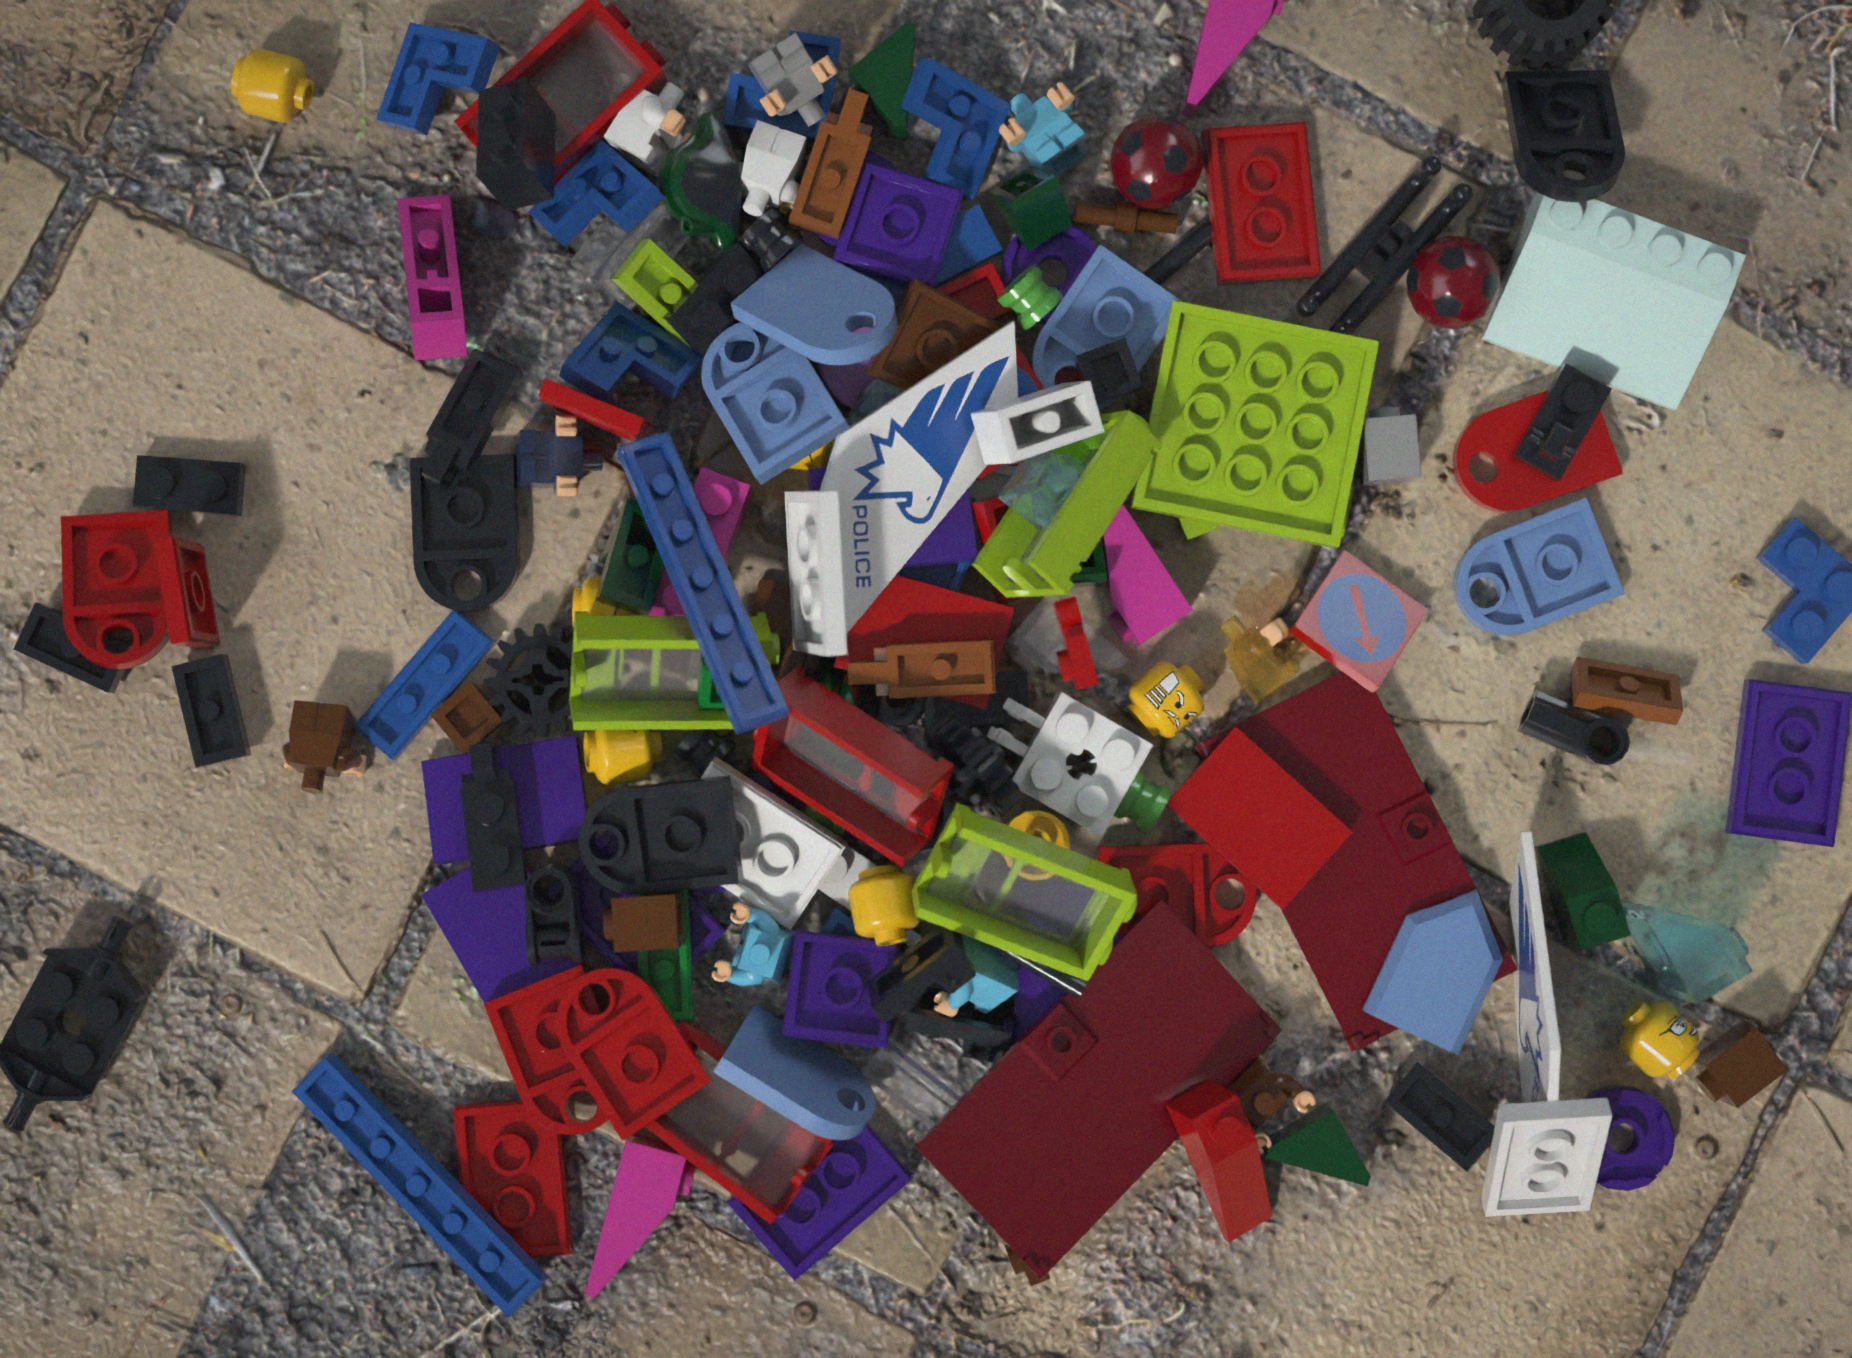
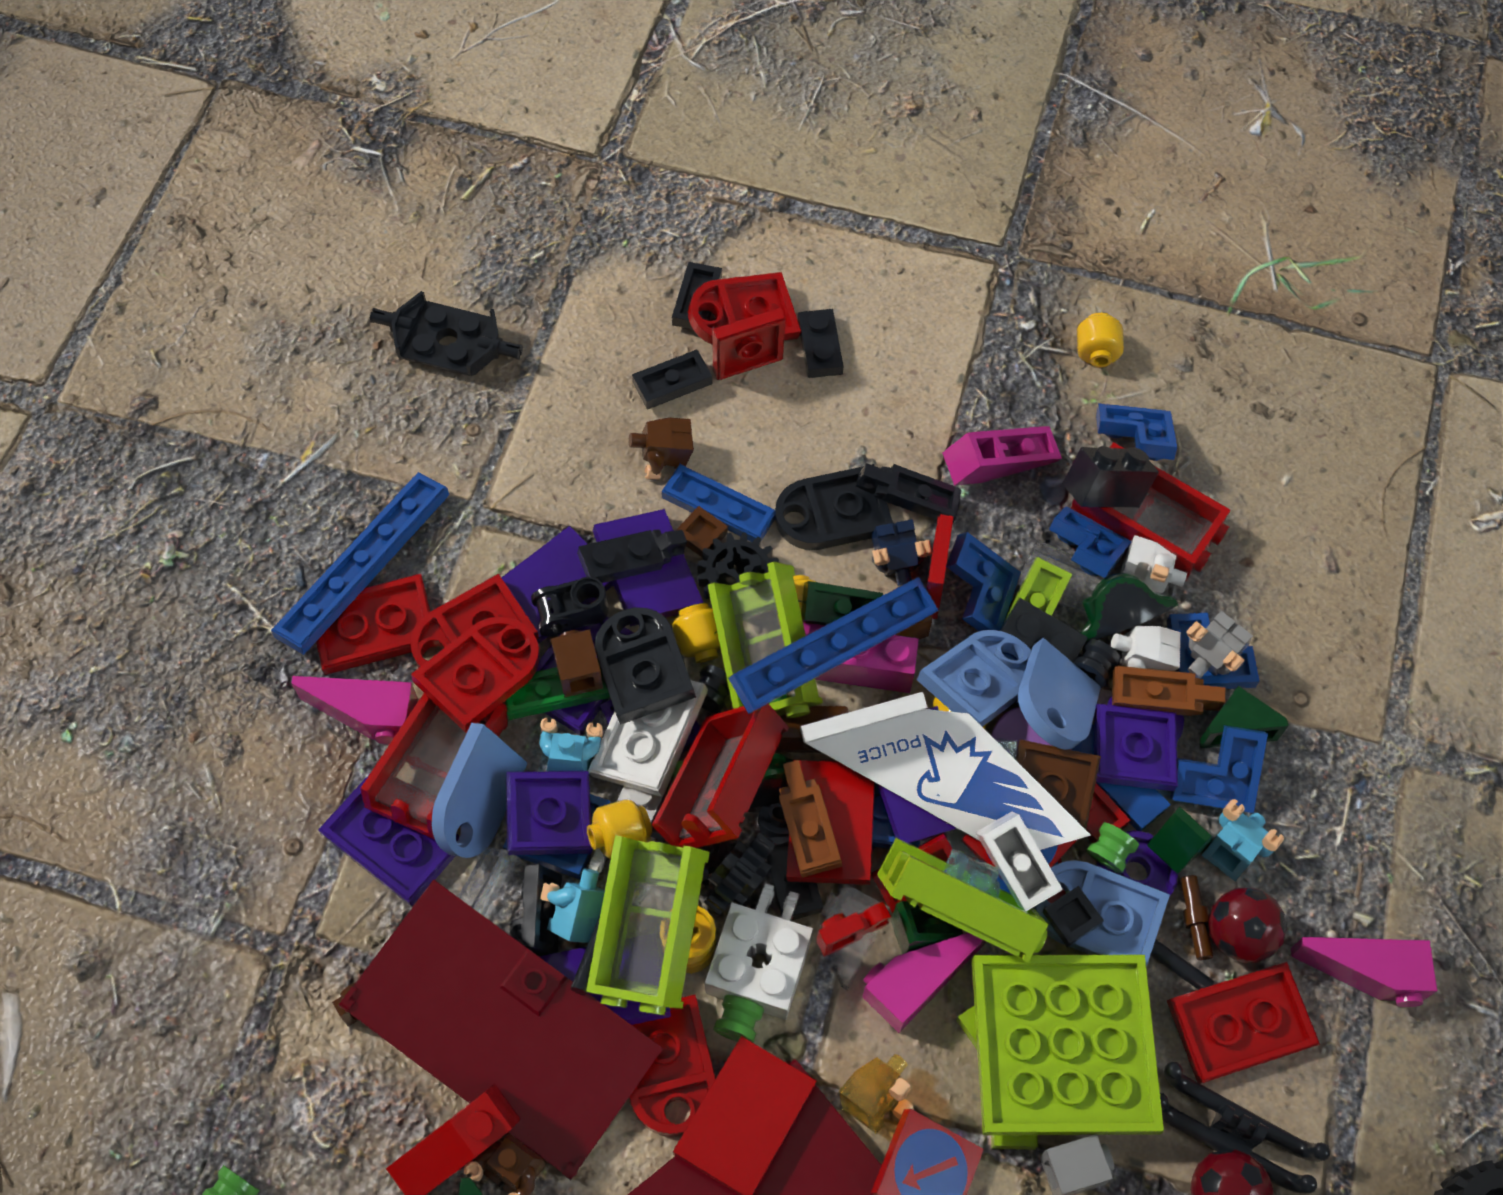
camera: 80 degrees right, 25 degrees down
(934, 958) = (583, 865): black hinge -> none
(1166, 699) = (825, 1021): yellow head -> none

